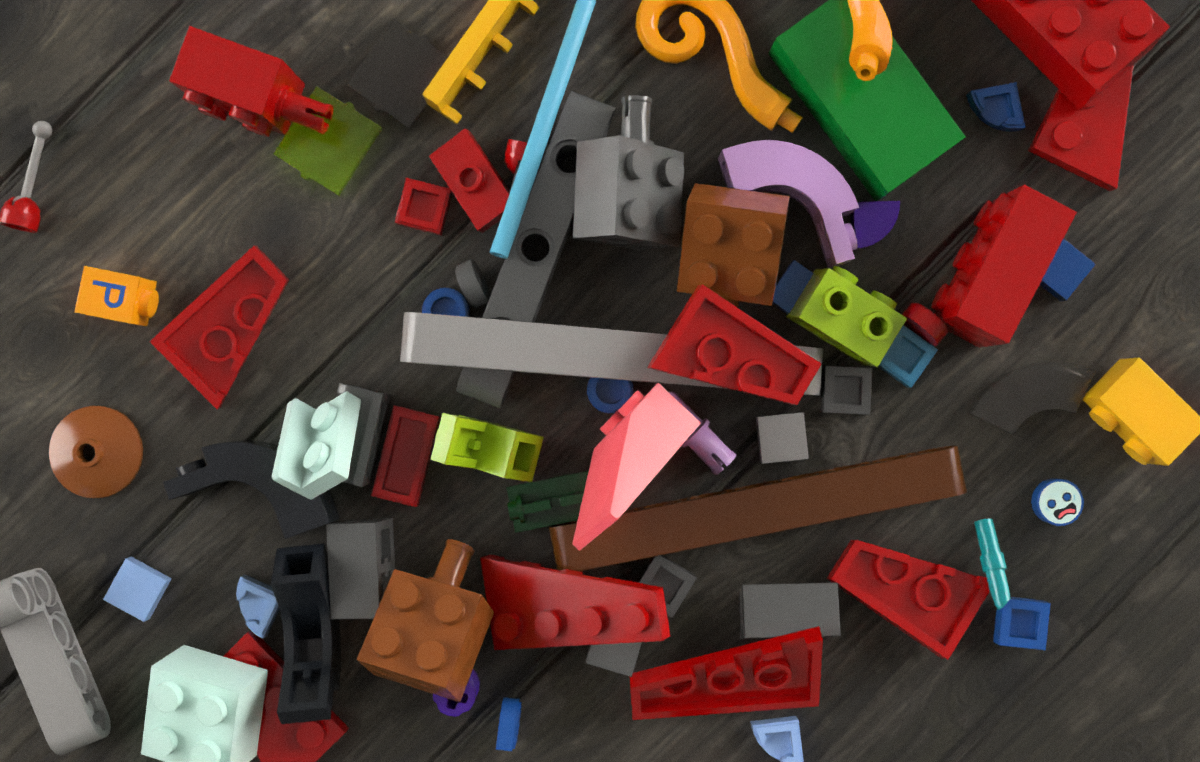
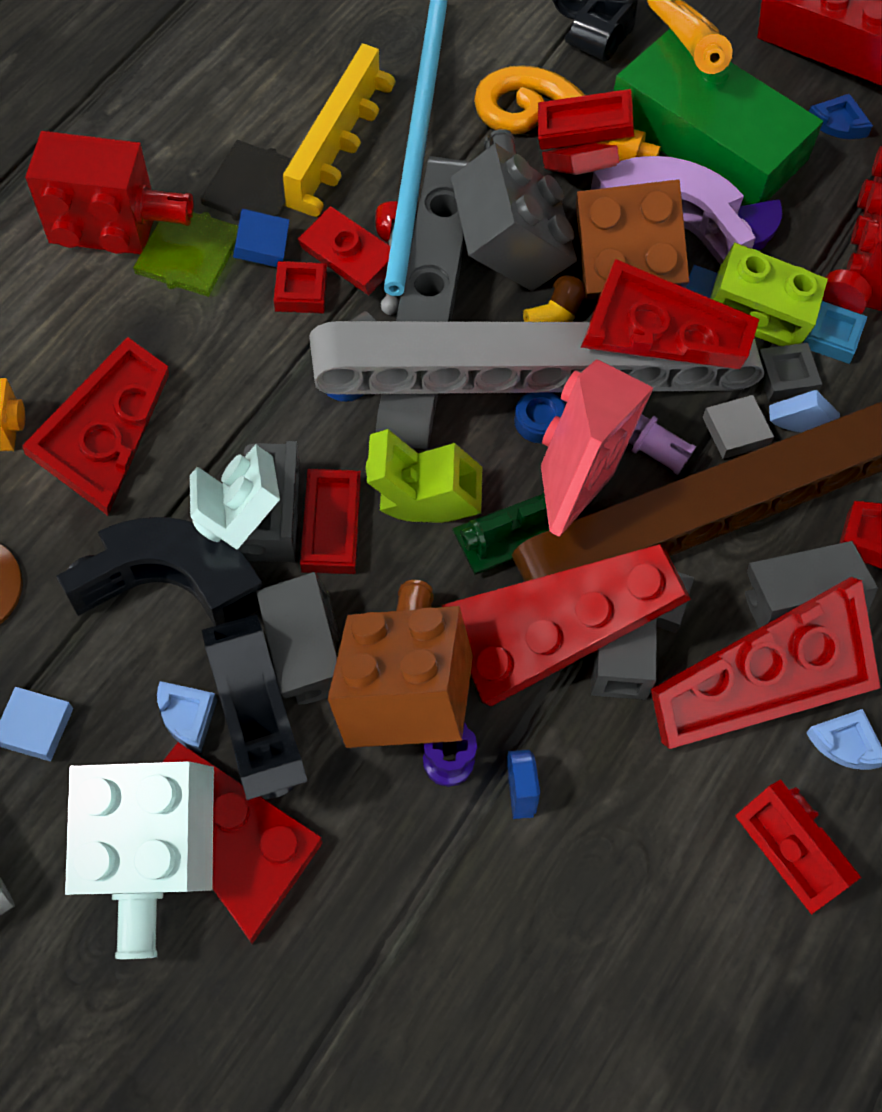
camera: 15 degrees left, 25 degrees down
(395, 147) = (261, 238): none -> blue tile
(658, 280) = (563, 305): none -> arm
(715, 125) = (581, 158): none -> red tile
(734, 76) = (585, 119): none -> red tile
(844, 440) = (802, 412): none -> light blue tile

